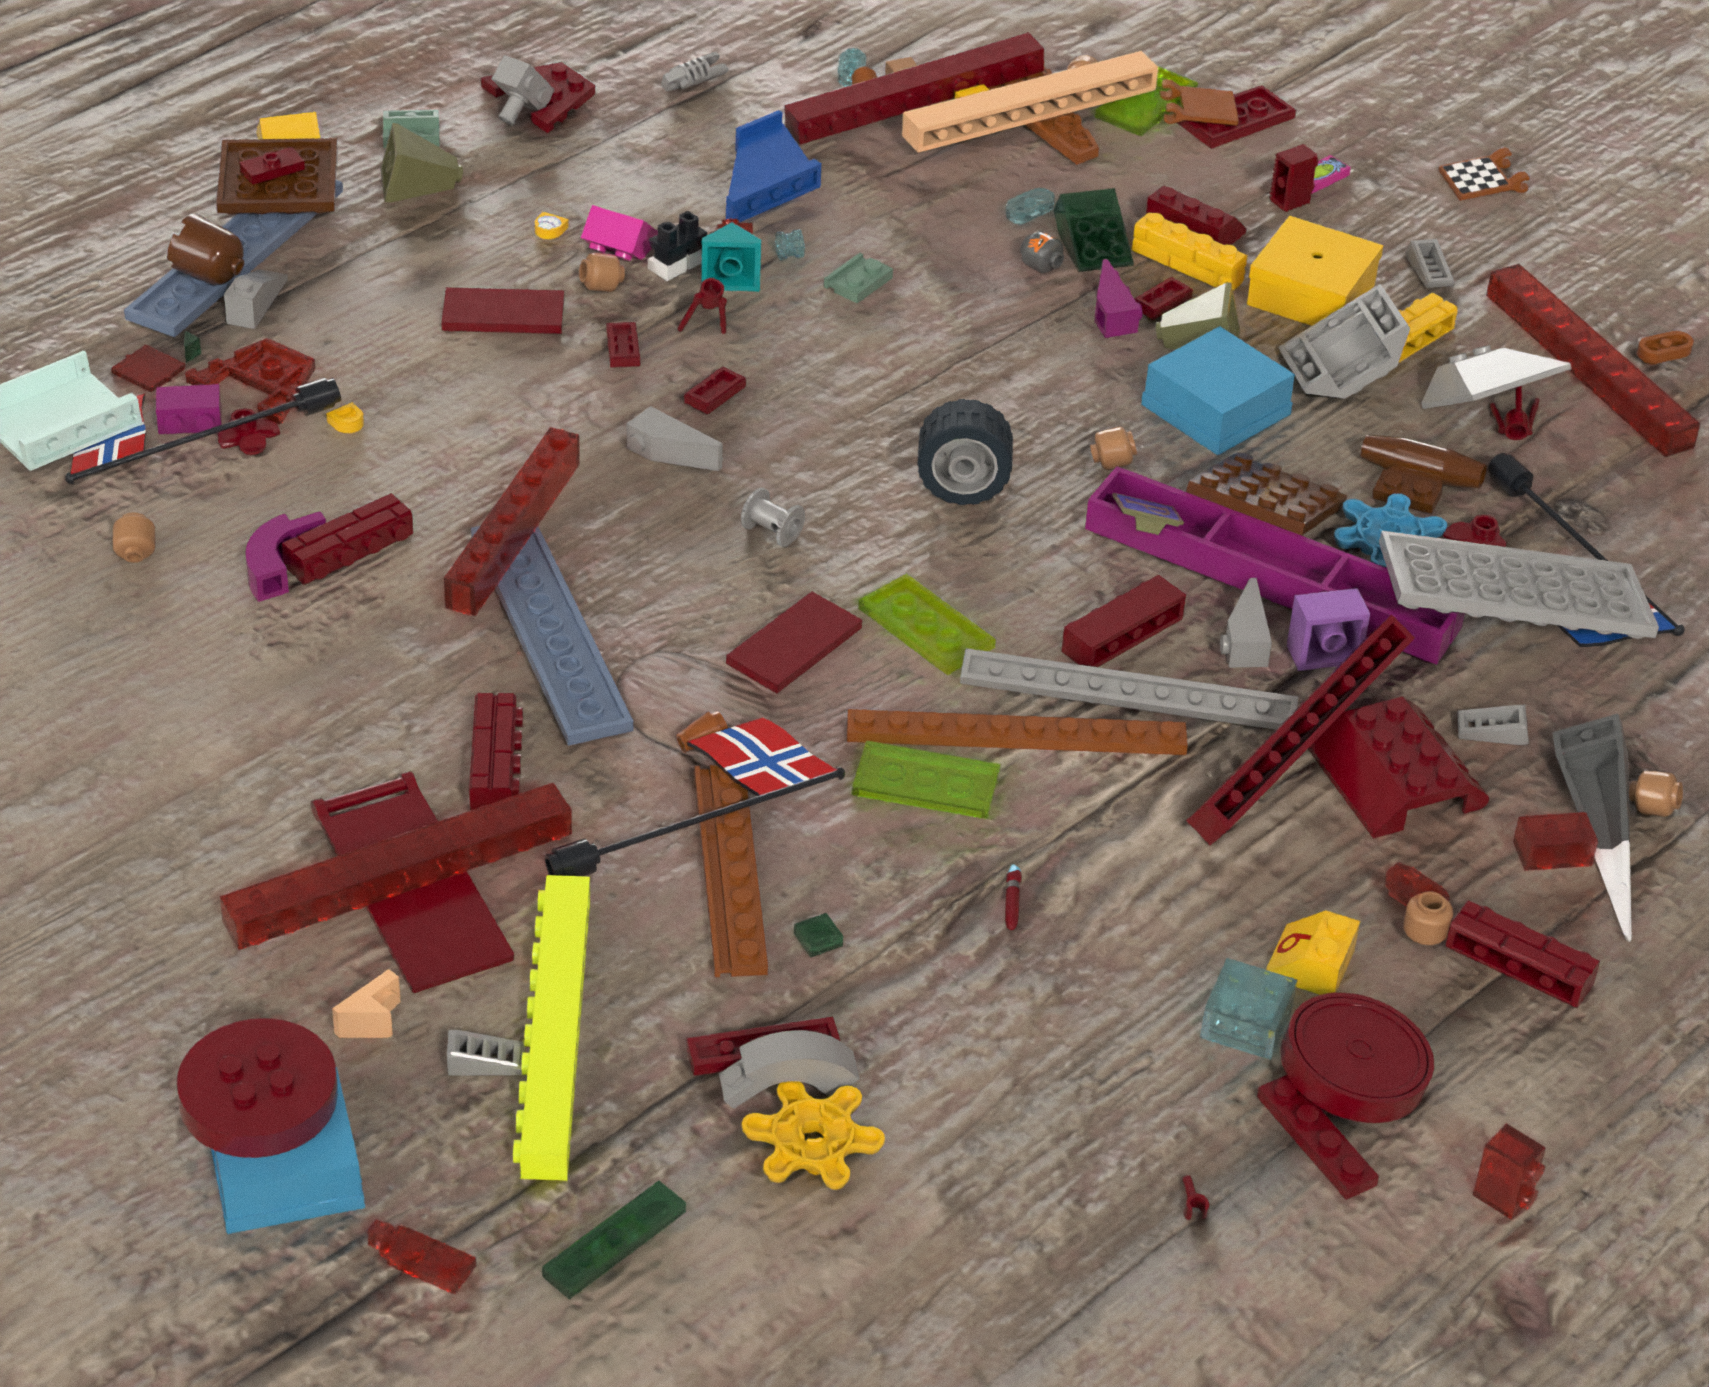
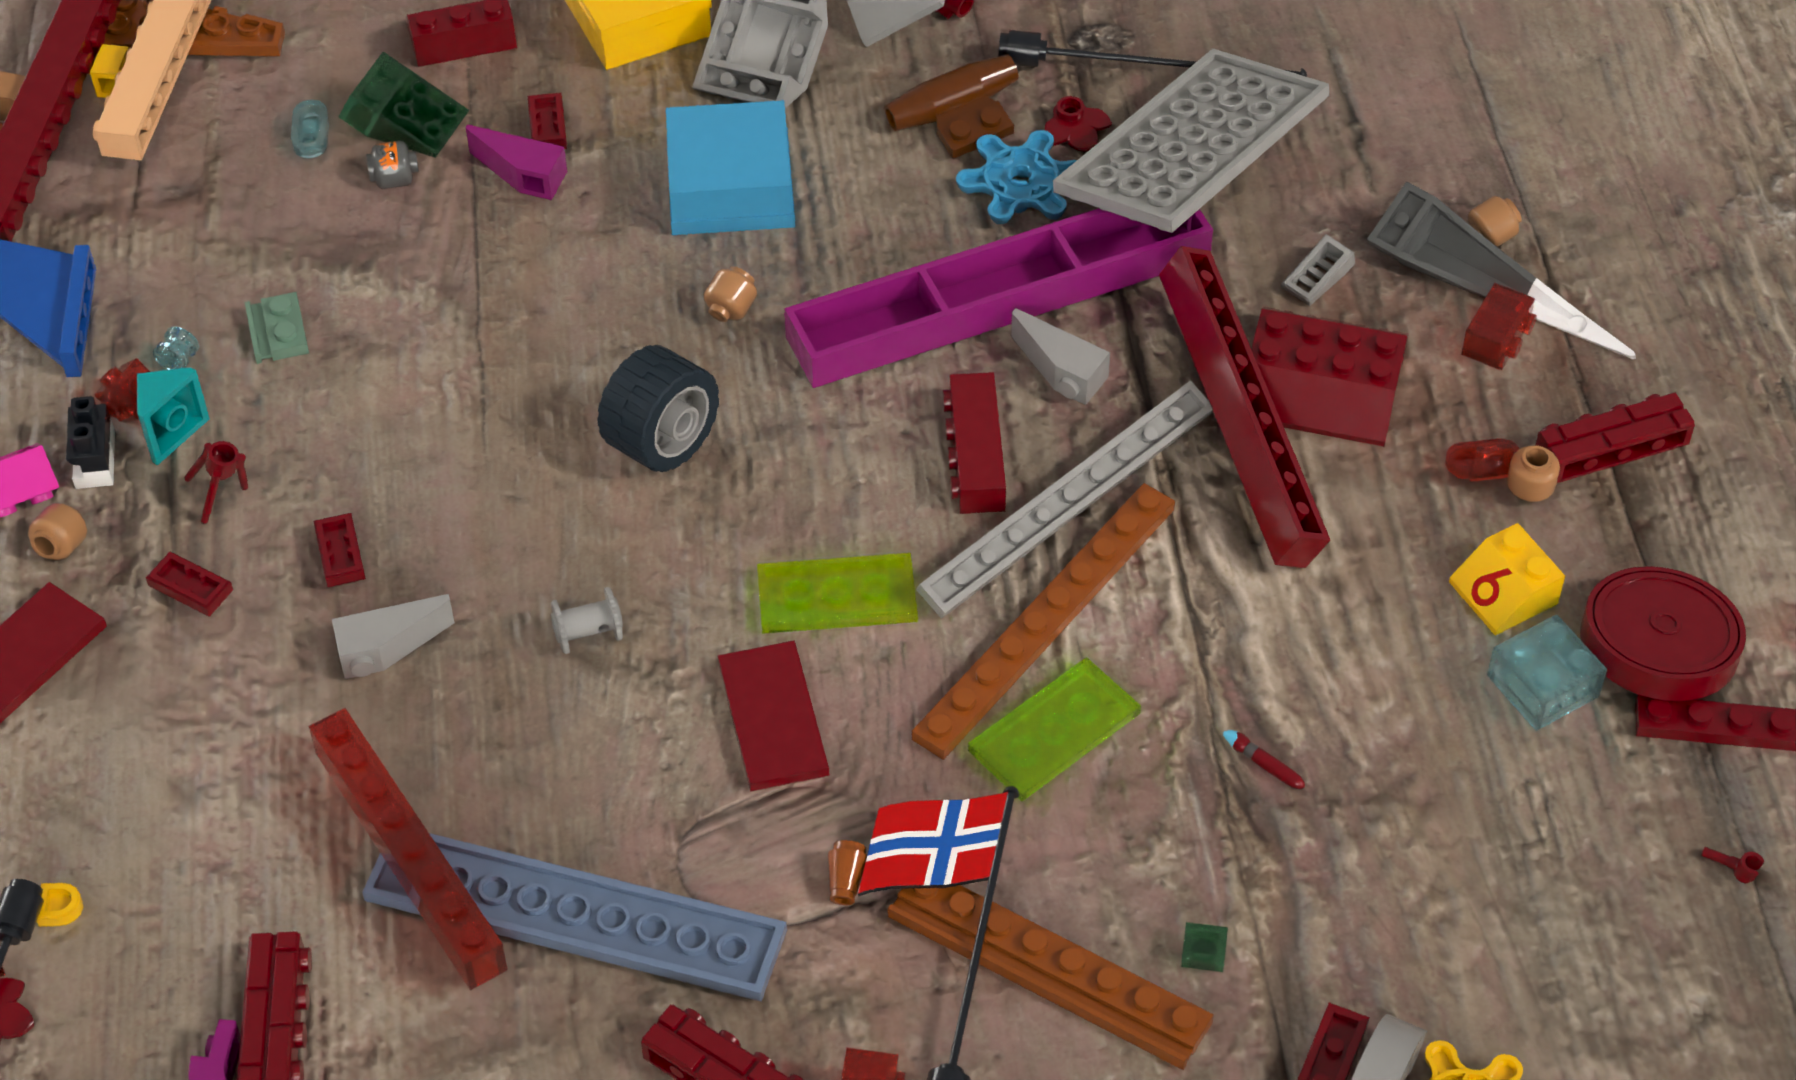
camera: 50 degrees left, 10 degrees up
(1149, 515) = (868, 325): olive piece -> none
(1188, 251) = (507, 60): yellow brick -> none
(1199, 317) = (626, 118): olive slope -> none
(1267, 493) = (906, 226): reddish brown plate -> none
(1326, 628) = (1125, 302): medium lavender brick -> none

